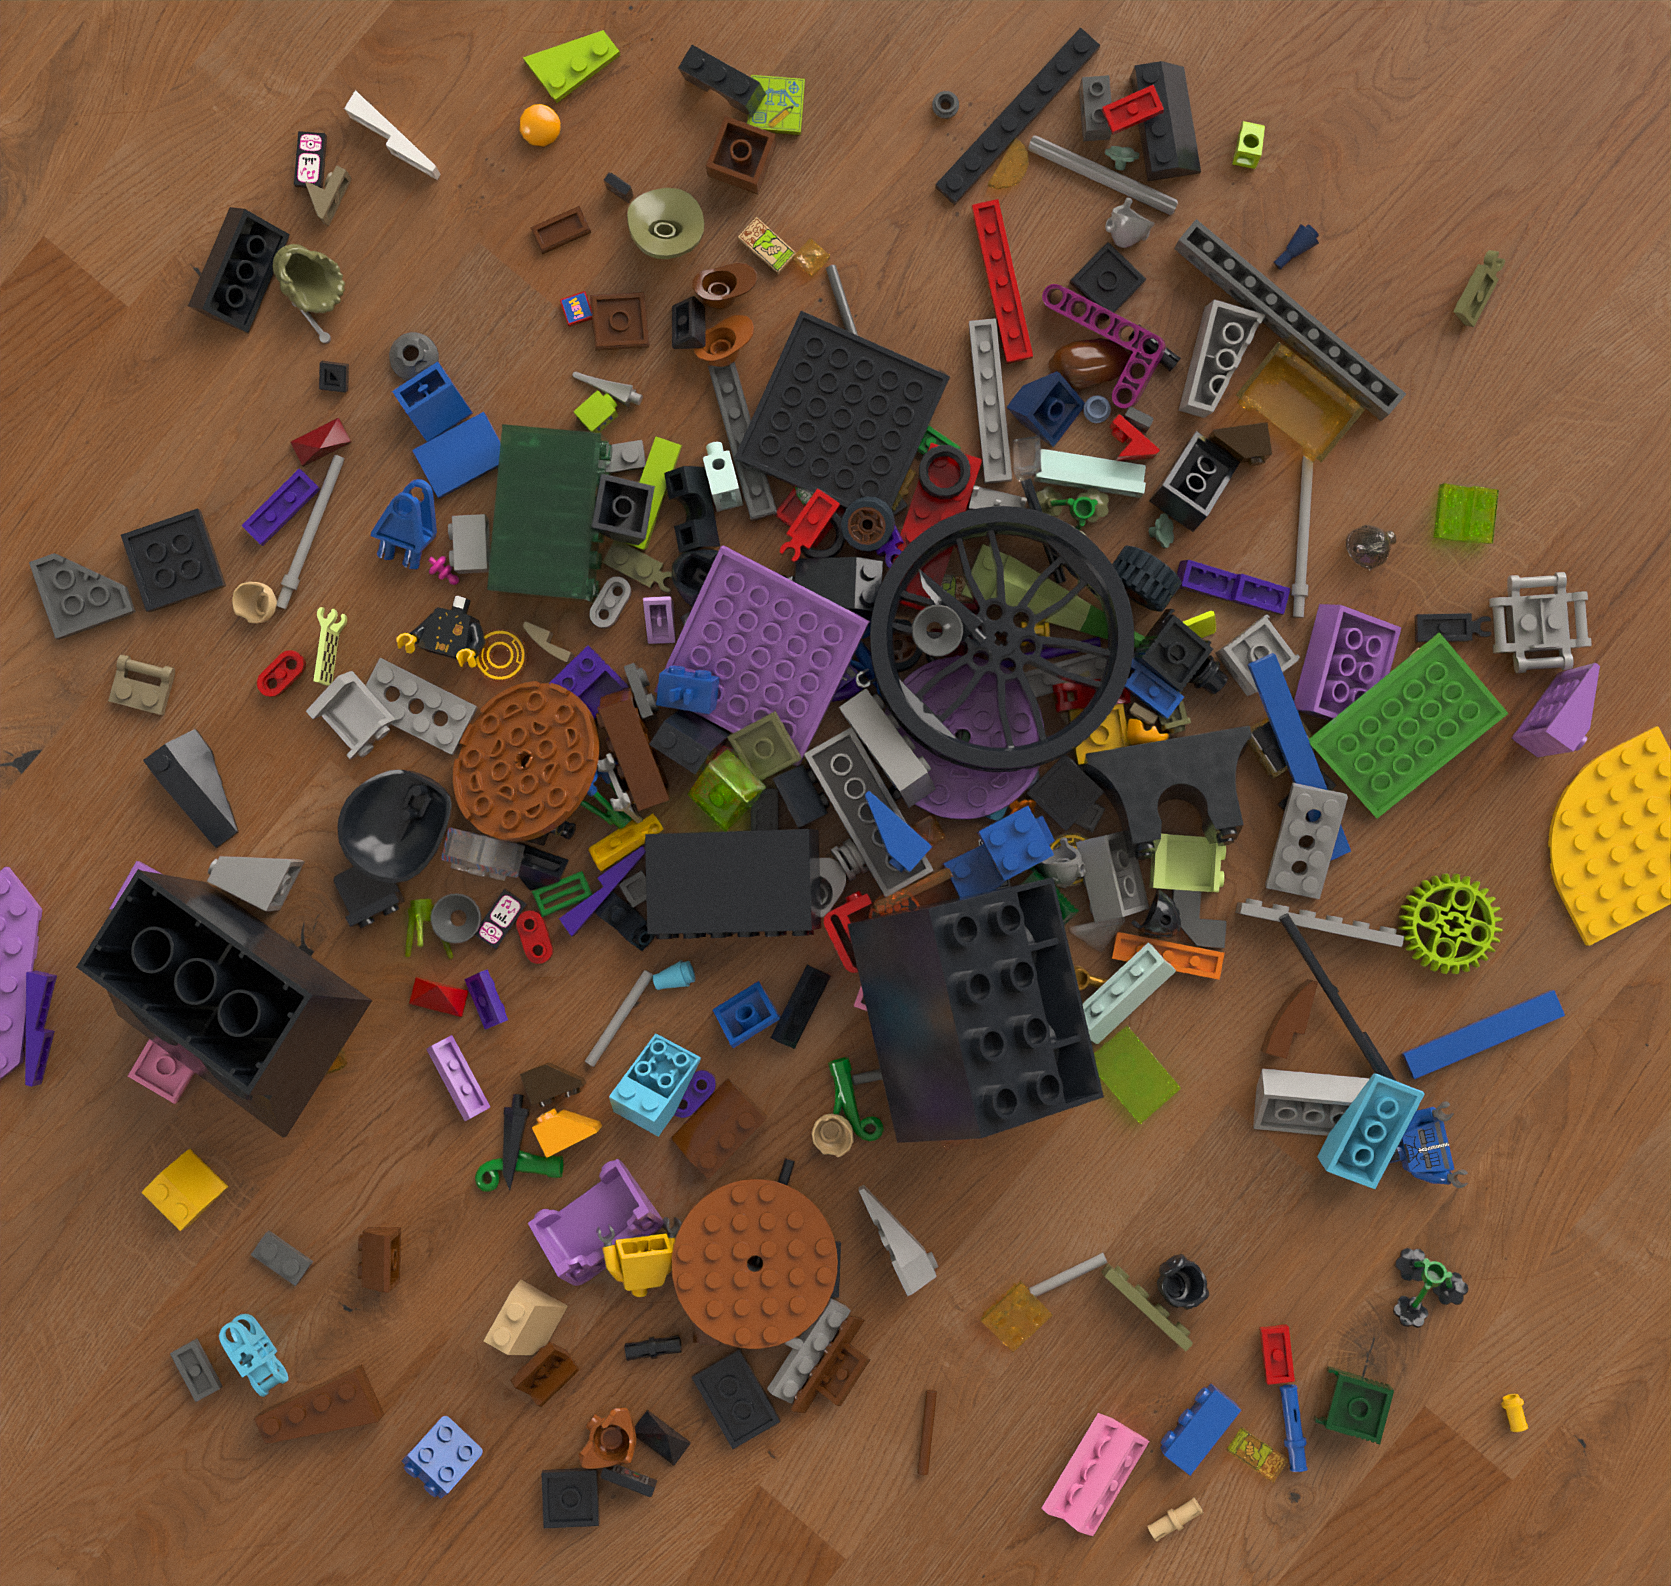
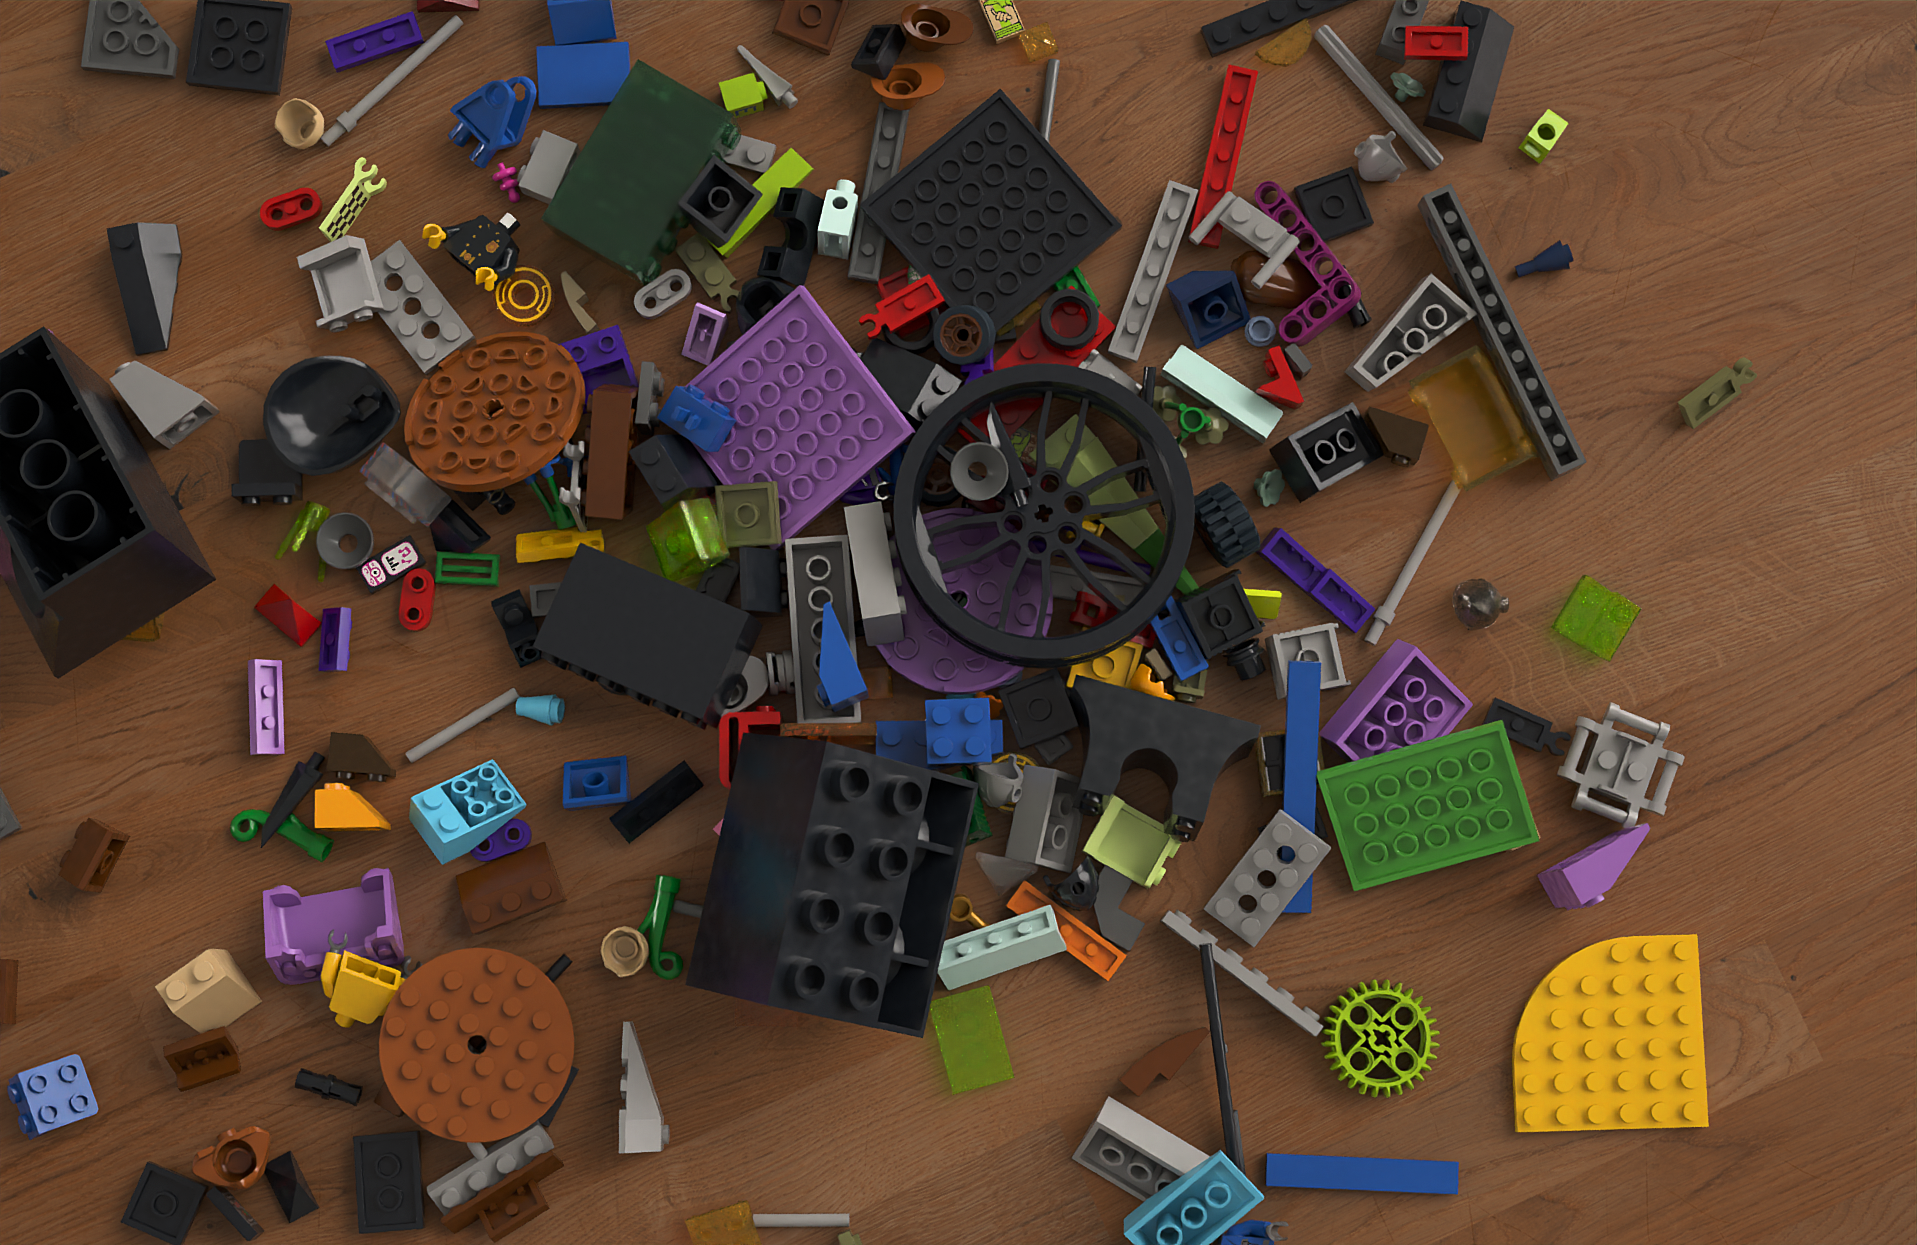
camera: 20 degrees right, 5 degrees down
(141, 694) = (138, 163): dark tan plate -> none
(578, 916) = (475, 598): dark purple slope -> none
(1027, 457) = (1162, 345): clear slope -> none
(1055, 329) = (1253, 228): none -> light grey plate

